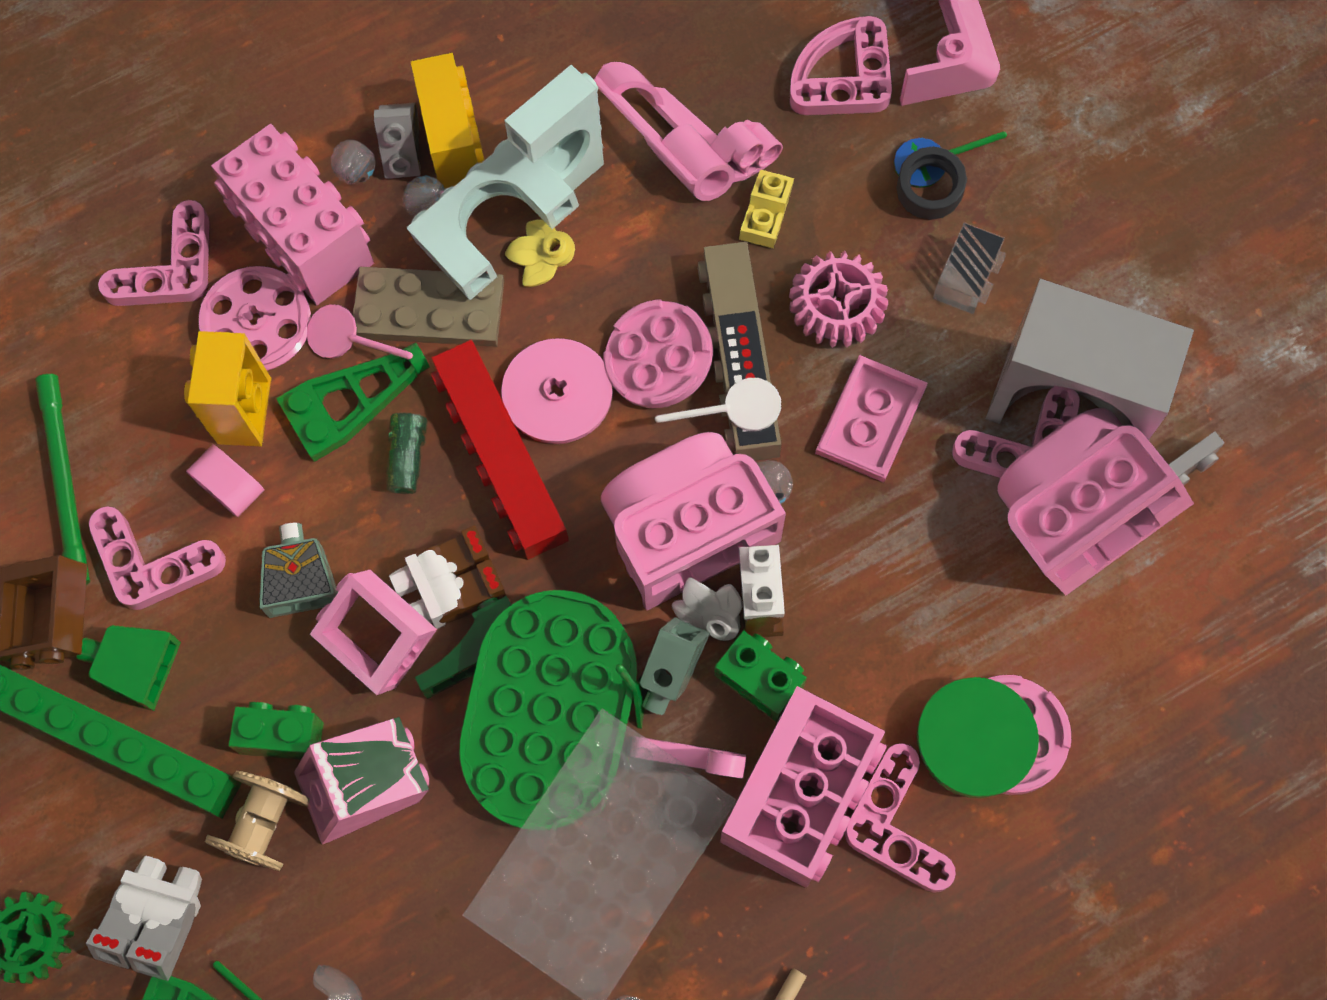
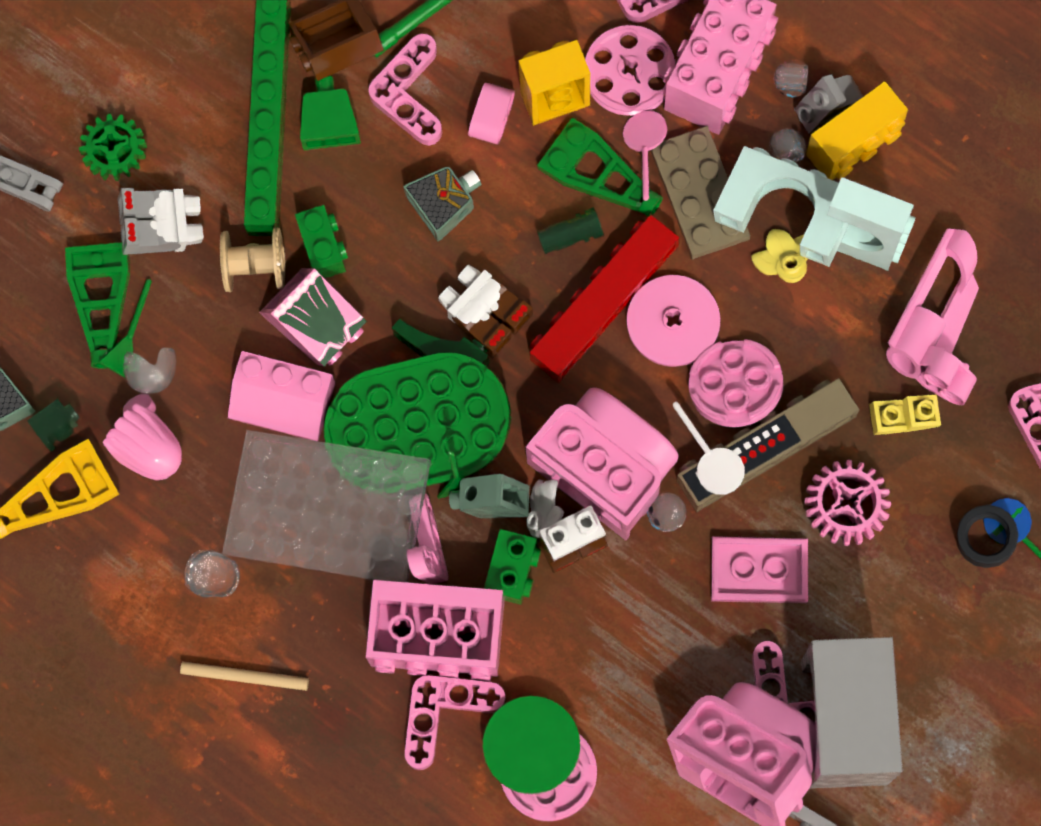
camera: 70 degrees right, 5 degrees up
(413, 627) = (439, 283): bright pink window -> none
(438, 859) = (280, 396): none -> bright pink slope
(969, 267) = (923, 597): brick -> none

